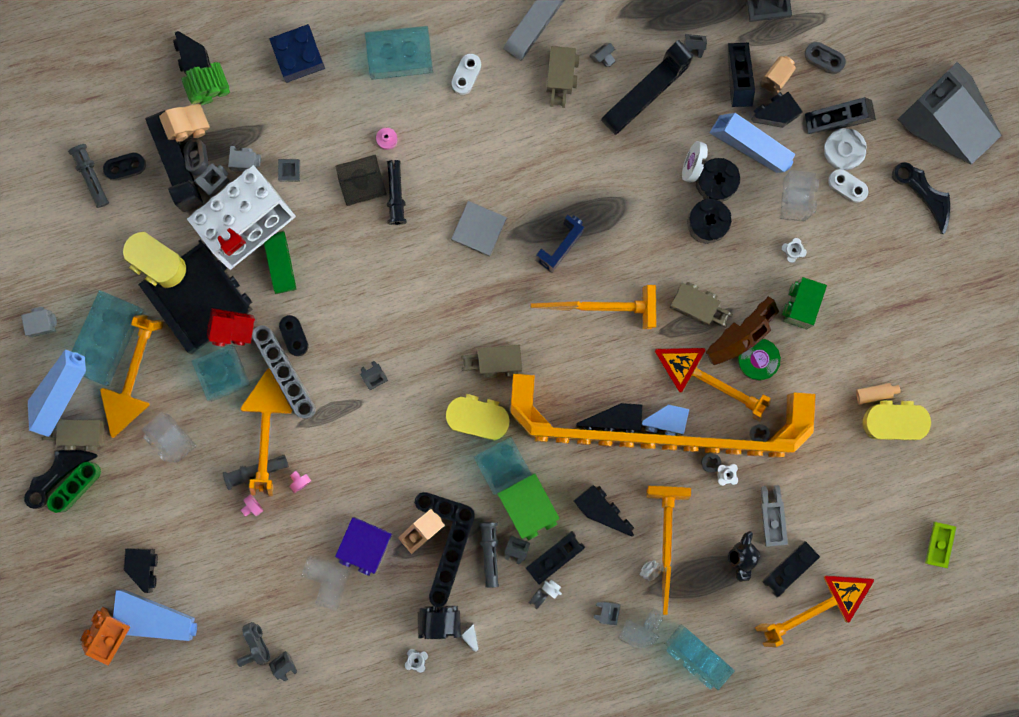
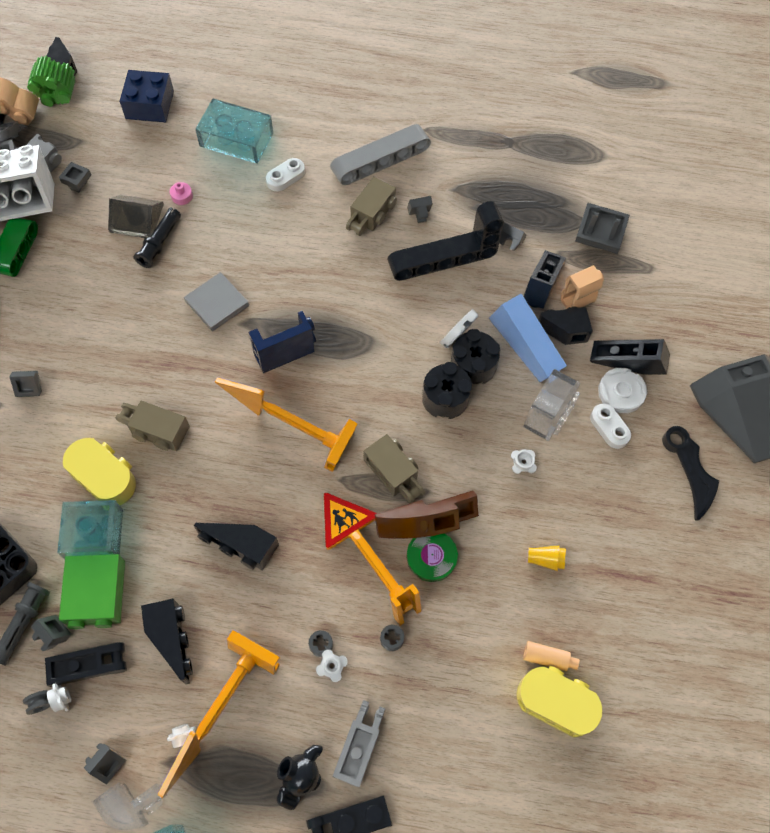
camera: 25 degrees right, 20 degrees down
(668, 419) = (297, 569): light blue slope -> none
(788, 439) = (412, 654): light orange arch -> none
(804, 303) = (509, 513): green brick -> none
(825, 55) = (638, 299): flat silver plate -> none
(846, 319) = (549, 557): none -> yellow cone

